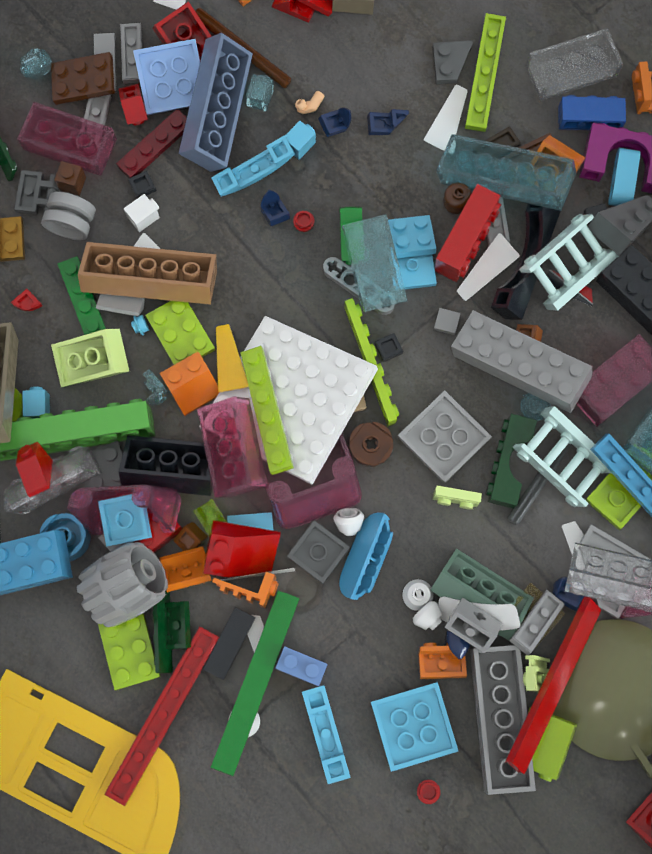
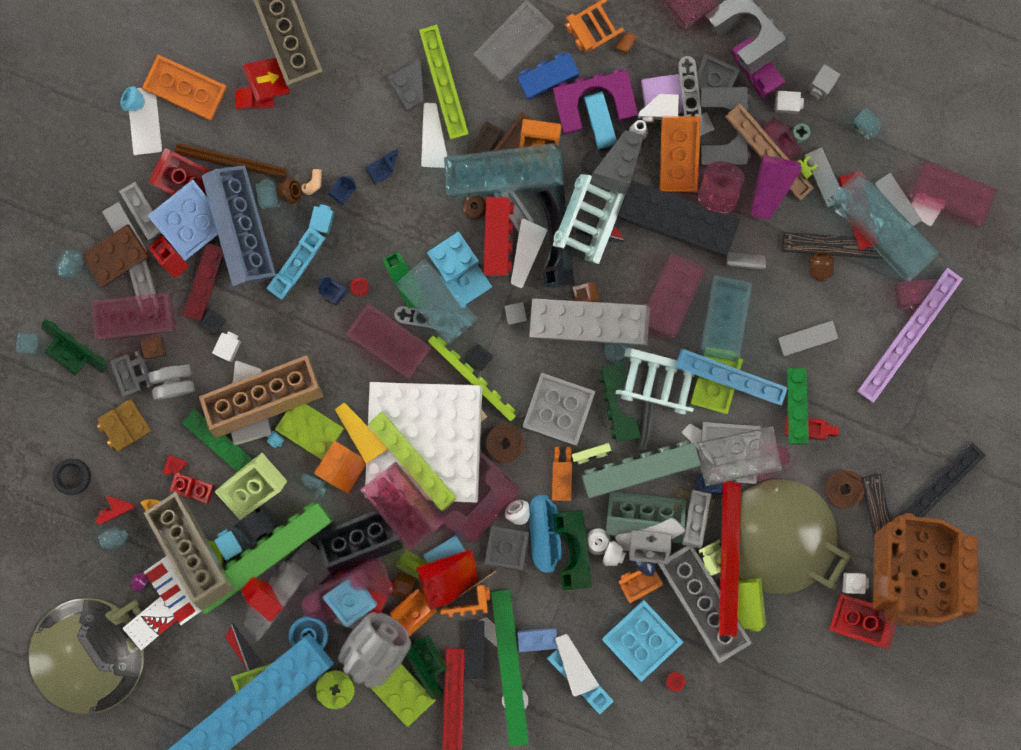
camera: 30 degrees left, 10 degrees up
(32, 332) = (192, 488): none -> red slope
(48, 607) = (344, 683): none -> lime plate
(71, 394) = (255, 524): none -> black brick
(283, 98) = (289, 190): none -> reddish brown cone
(305, 283) = (388, 341): none -> clear pink brick
(326, 728) = (577, 672): none -> white sticker
(397, 565) = (577, 571): none -> dark green arch
(413, 508) = (562, 476): none -> orange hinge
(502, 539) = (640, 470): none -> sand green brick

